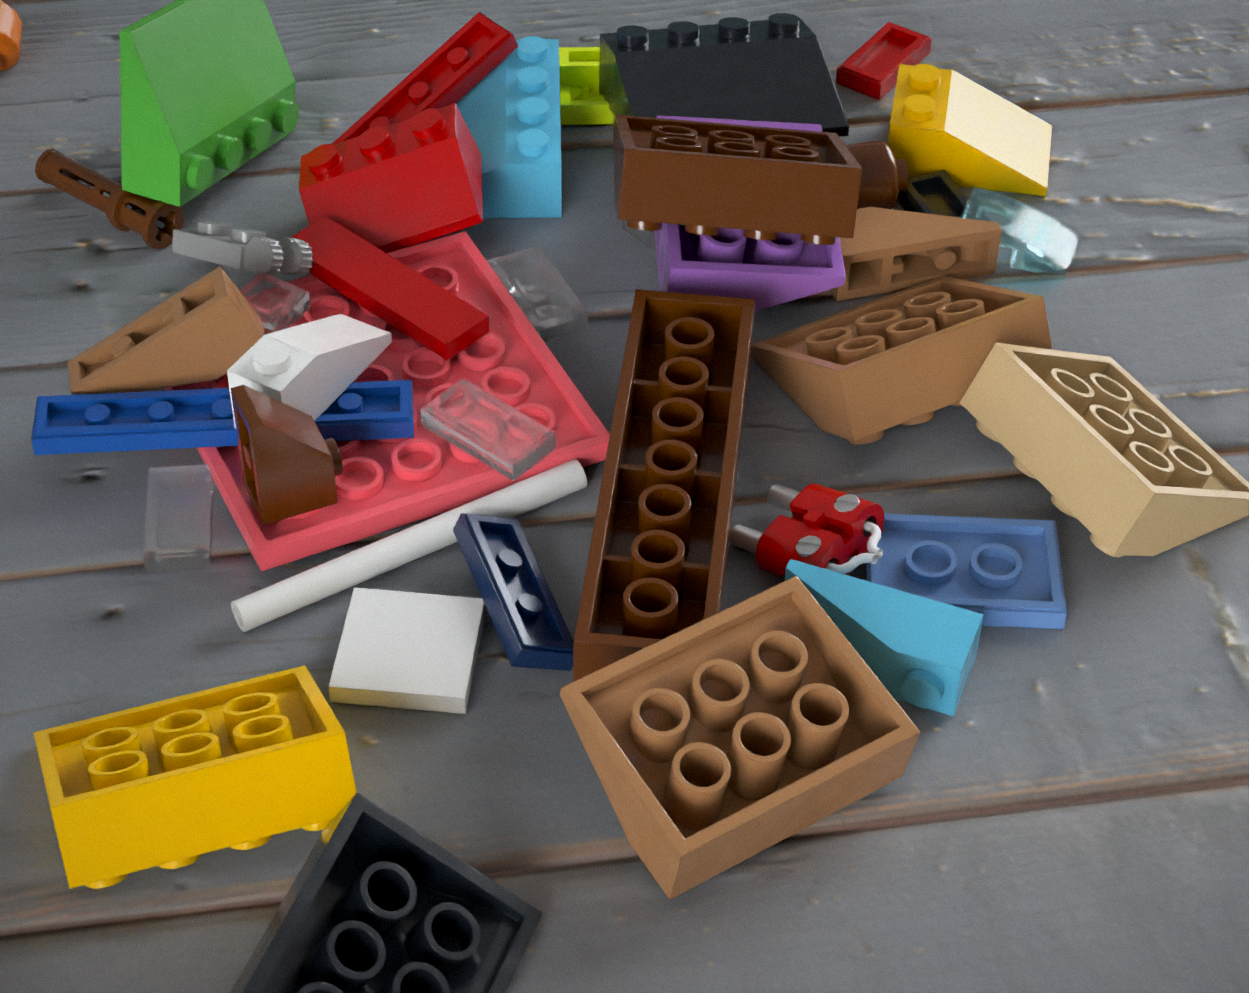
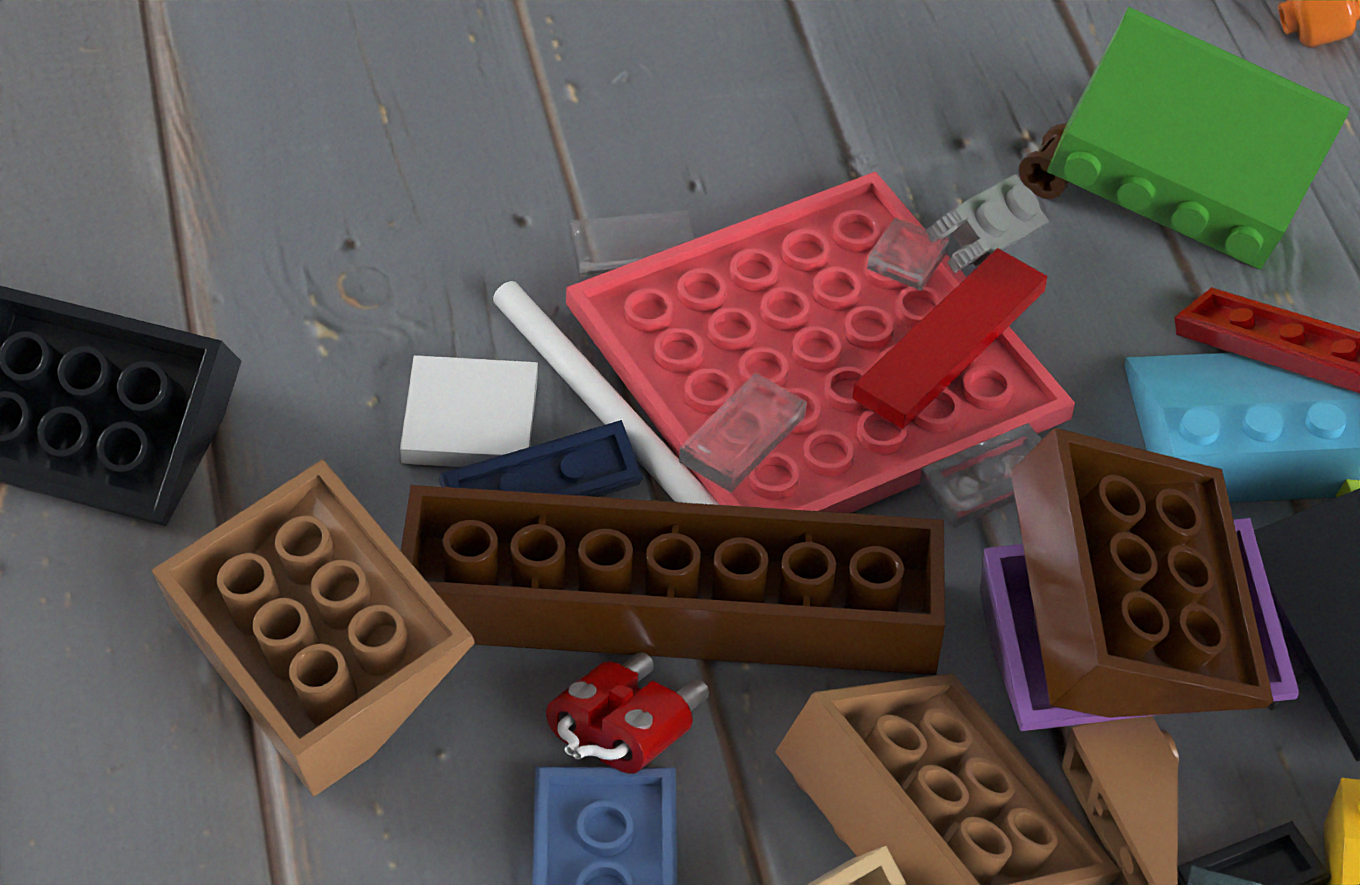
camera: 85 degrees right, 5 degrees up
(174, 344) = (816, 186): medium nougat slope -> none
(194, 776) = (312, 276): yellow slope -> none
(203, 418) = (738, 246): blue tile -> none
(283, 457) = (646, 258): reddish brown slope -> none
(309, 362) = (770, 265): white slope -> none
(398, 180) = (1109, 326): red slope -> none
(881, 174) = (1263, 773): reddish brown head -> none
(909, 641) = (474, 780): medium azure slope -> none

